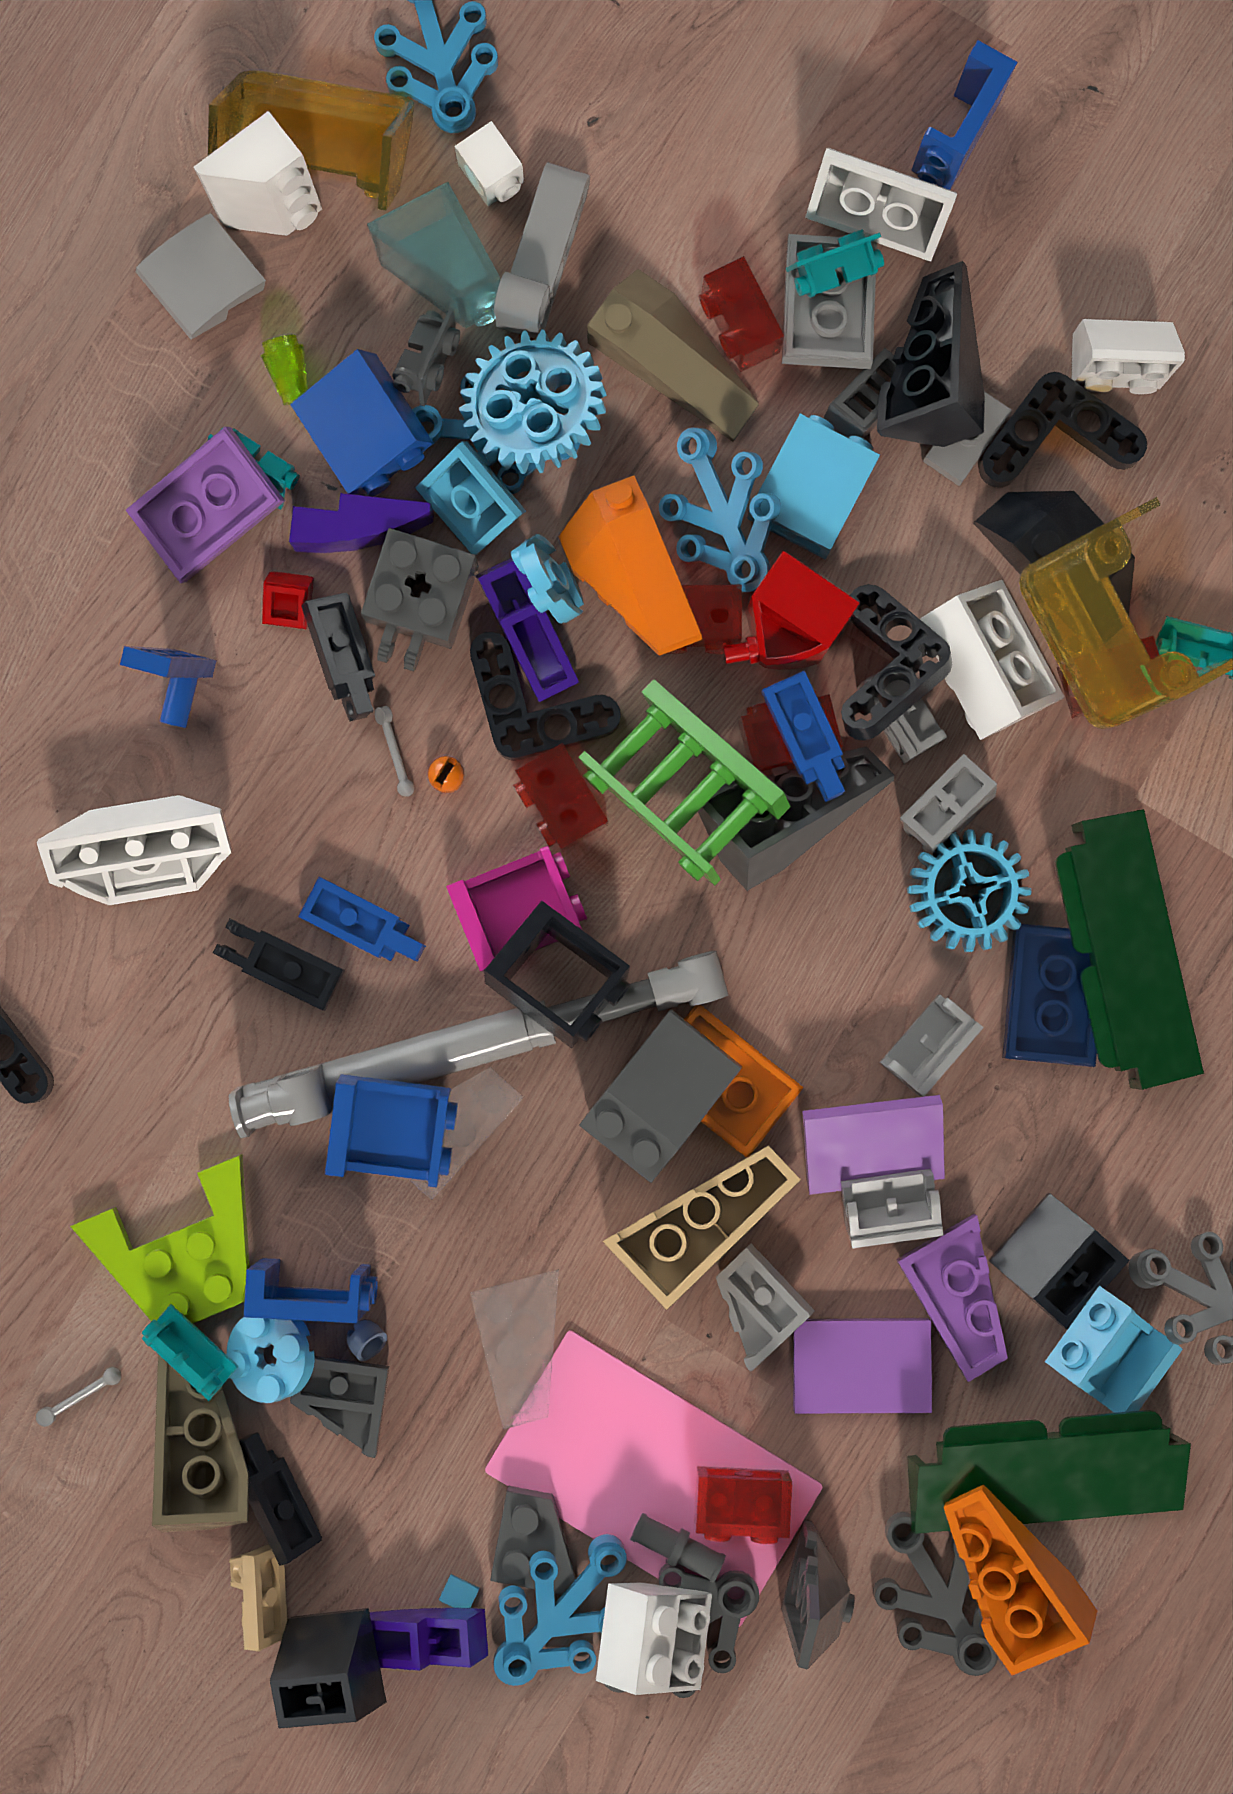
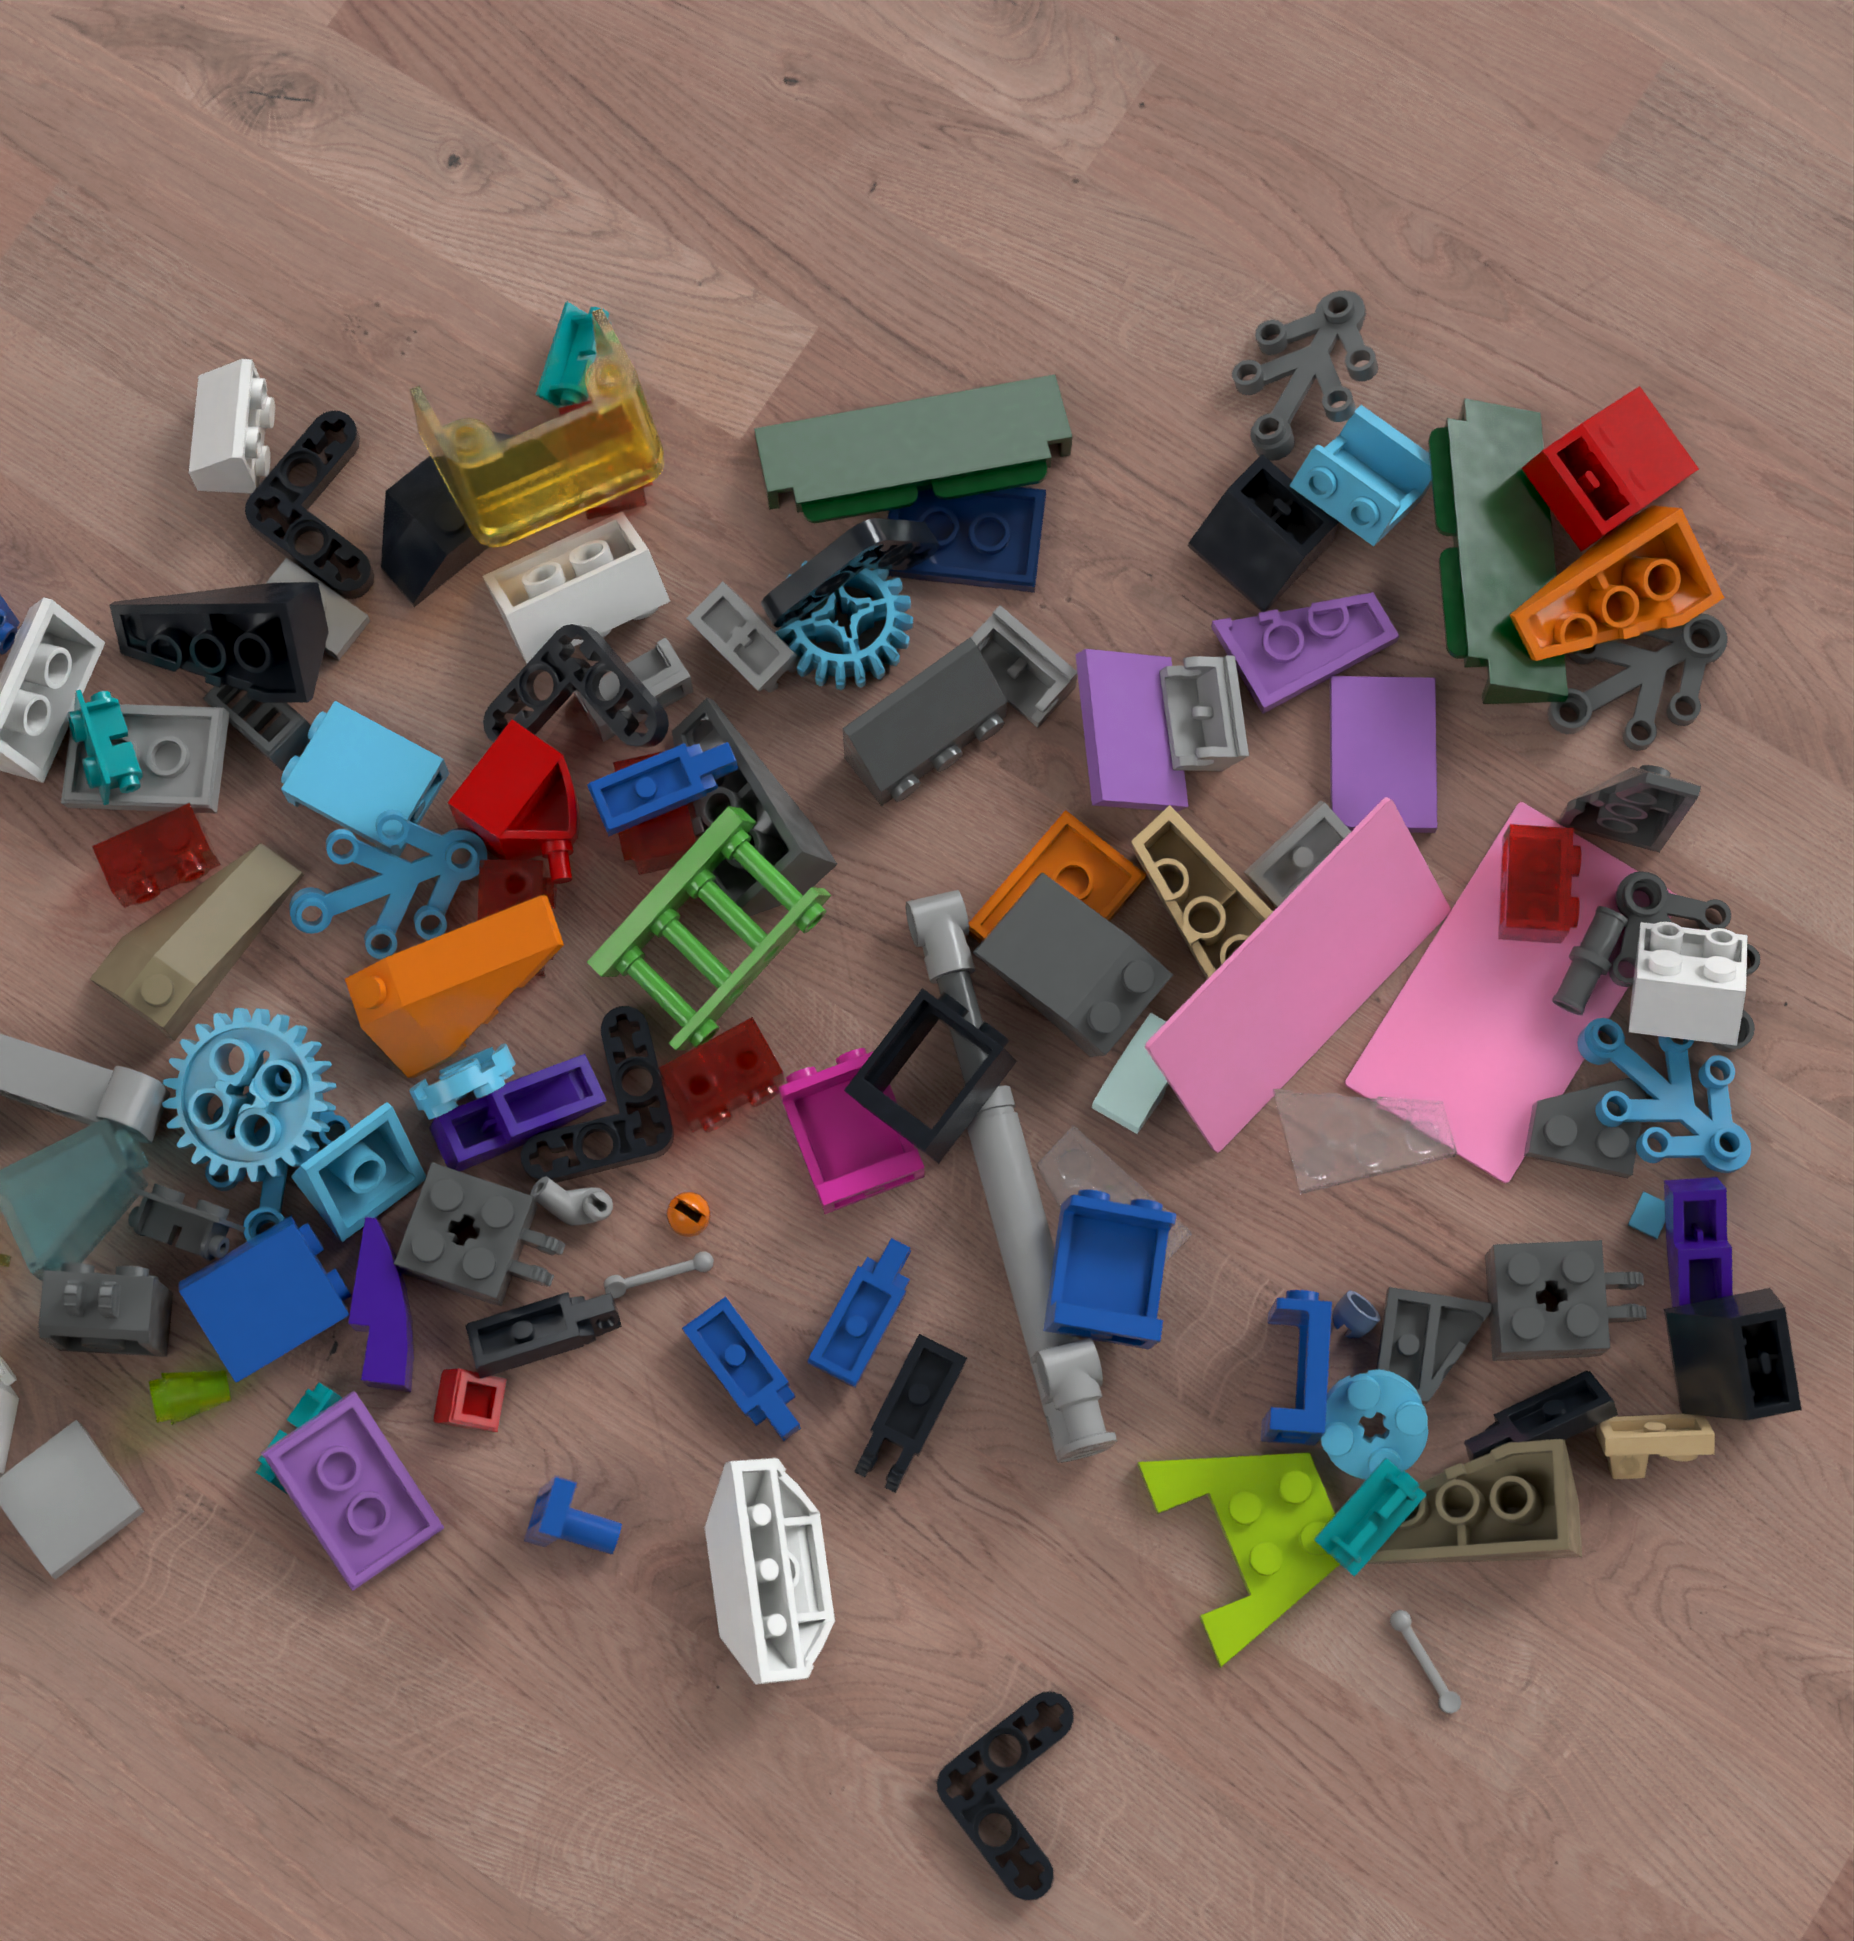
camera: 85 degrees left, 10 degrees down
(314, 823) = (743, 1367): none -> blue hinge
(347, 293) = (105, 1311): none -> dark grey hinge
(366, 1535) = (1578, 1281): none -> dark grey hinge
(449, 677) = (575, 1205): none -> light grey arm
(570, 1157) = (1134, 1083): none -> light aqua slope
(650, 1295) = (1299, 976): none -> bright pink piece
(873, 965) = (925, 724): none -> dark grey slope
(1026, 907) = (870, 544): none -> black beam
(1128, 1574) = (1609, 468): none -> red slope

